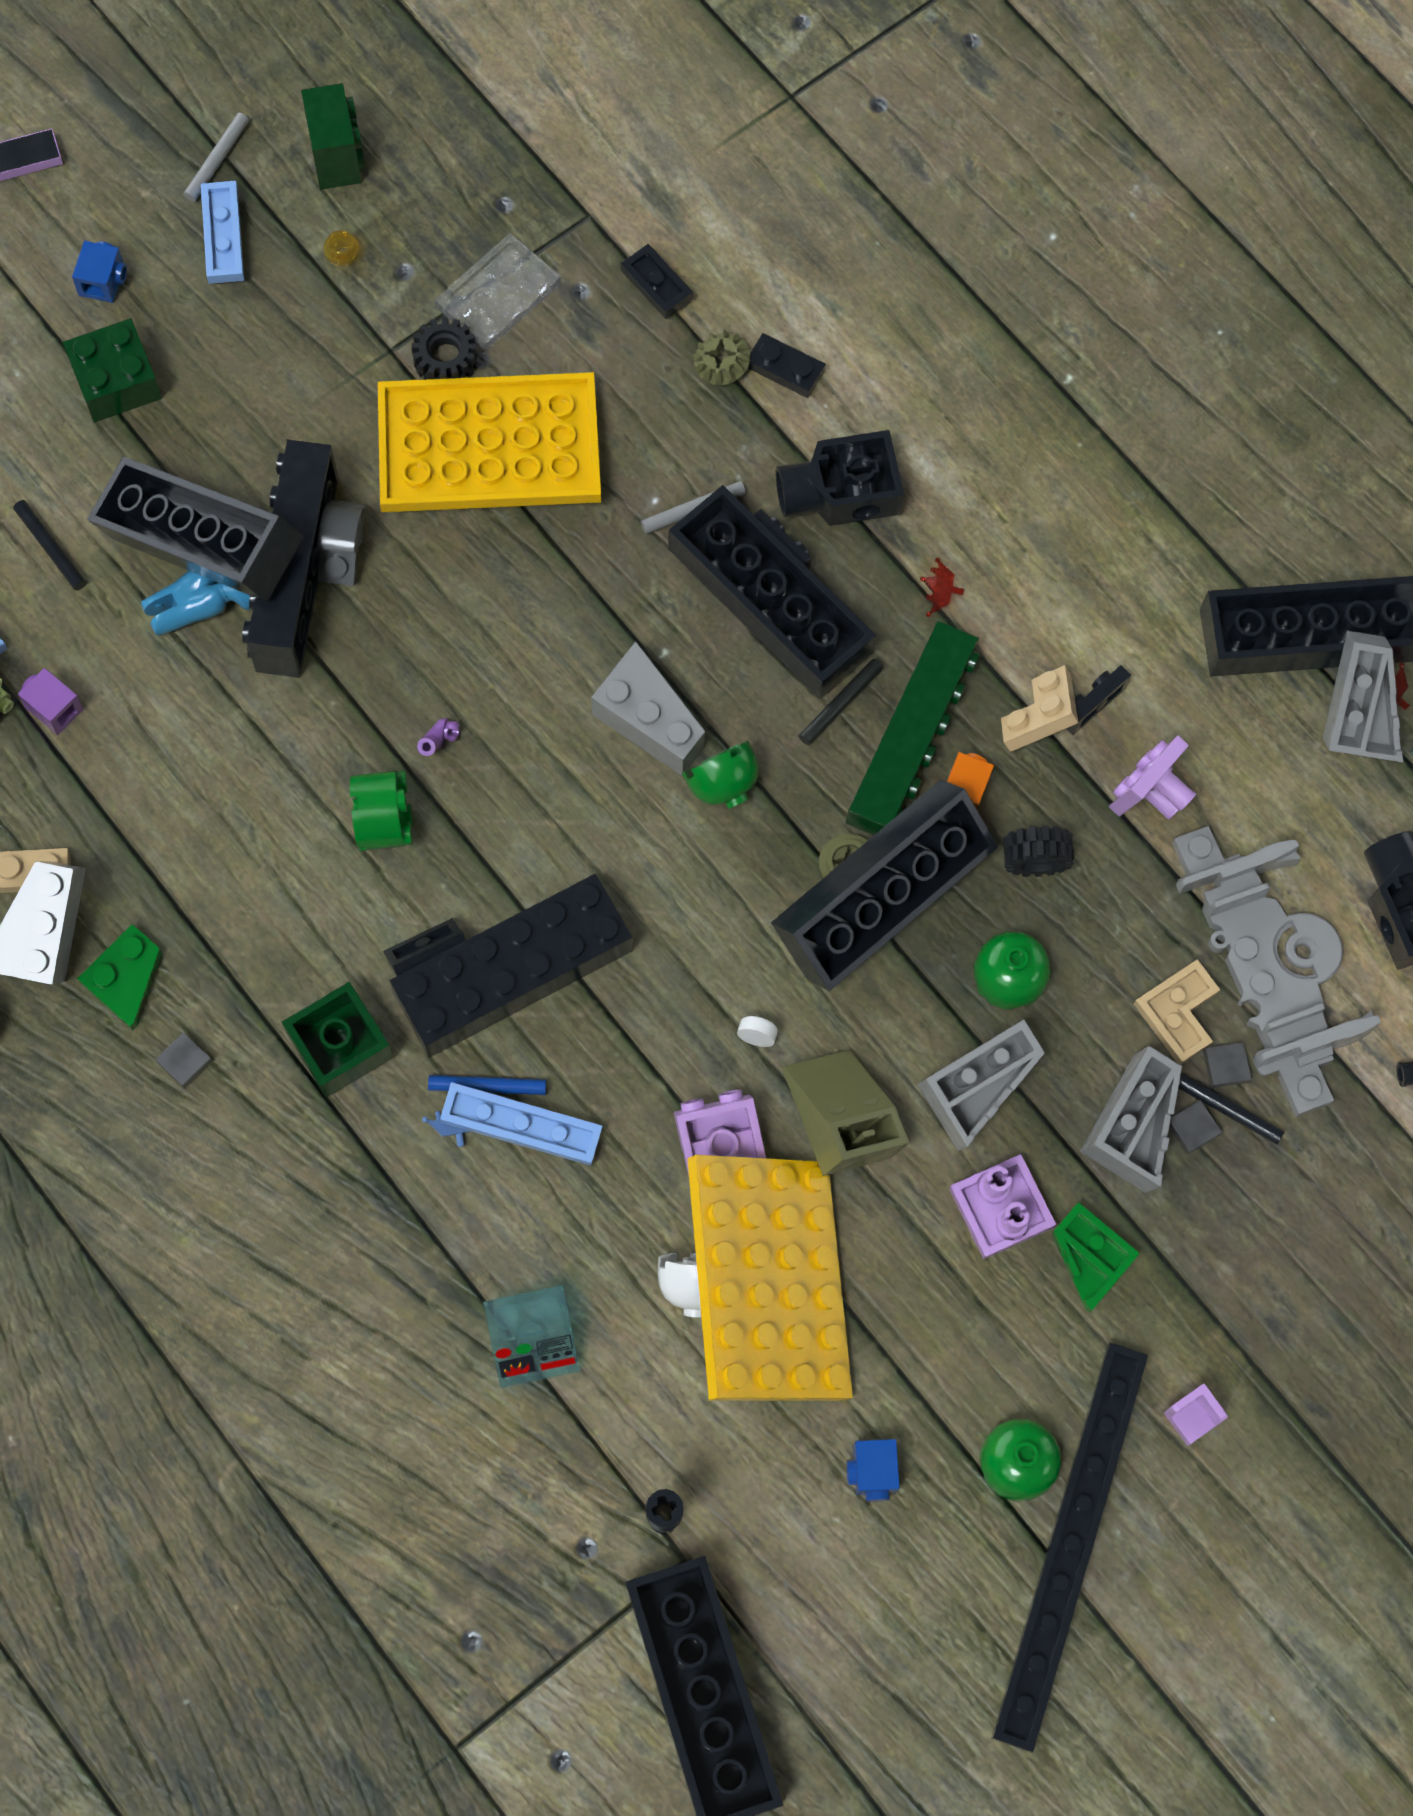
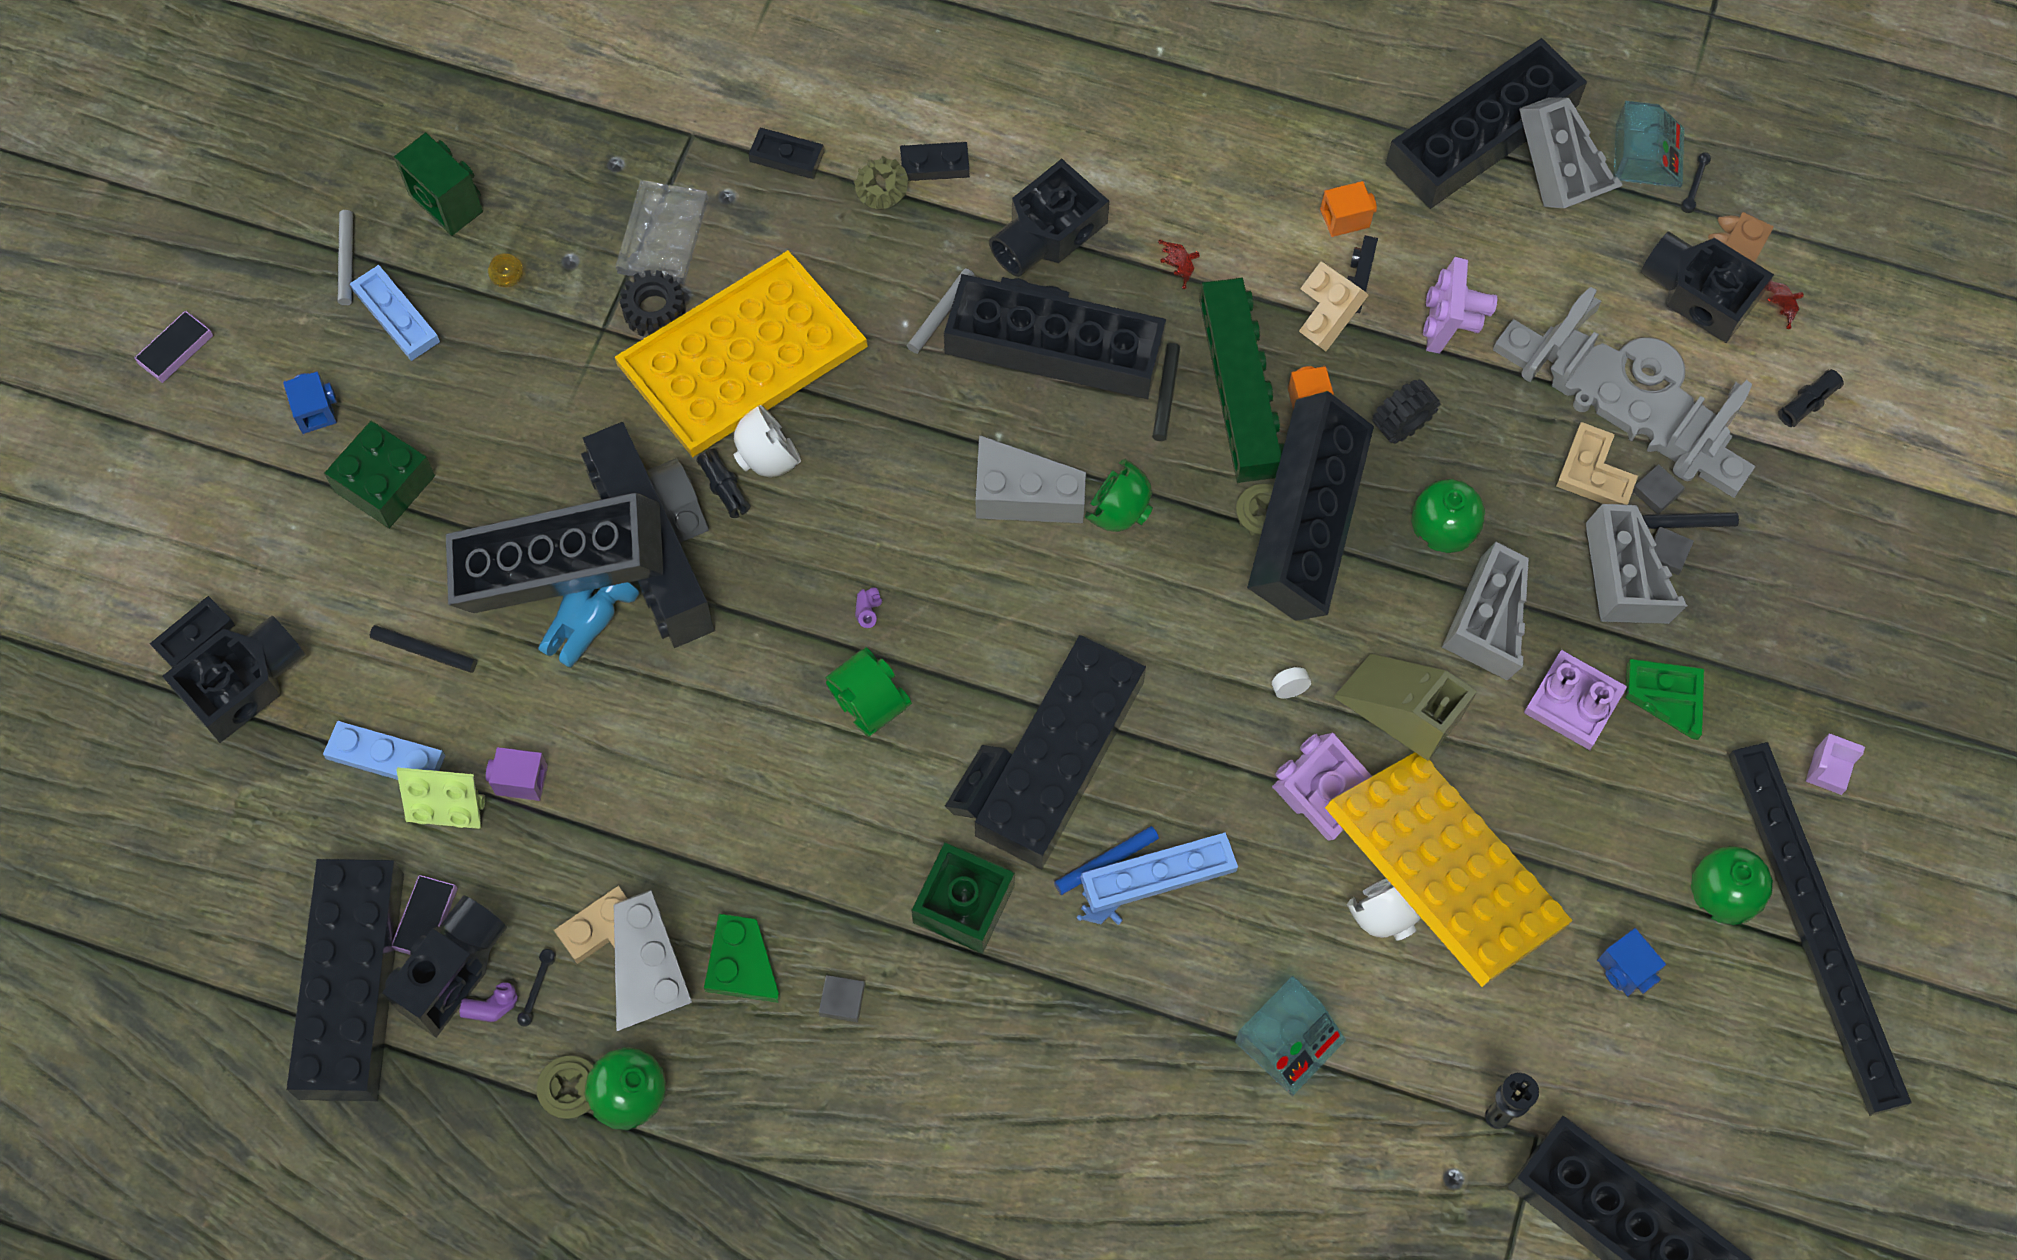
camera: 30 degrees left, 5 degrees down
(394, 551) = (723, 483): none -> black pin
(449, 538) = (764, 445): none -> white cylinder
(1130, 631) = (1348, 208): none -> orange brick

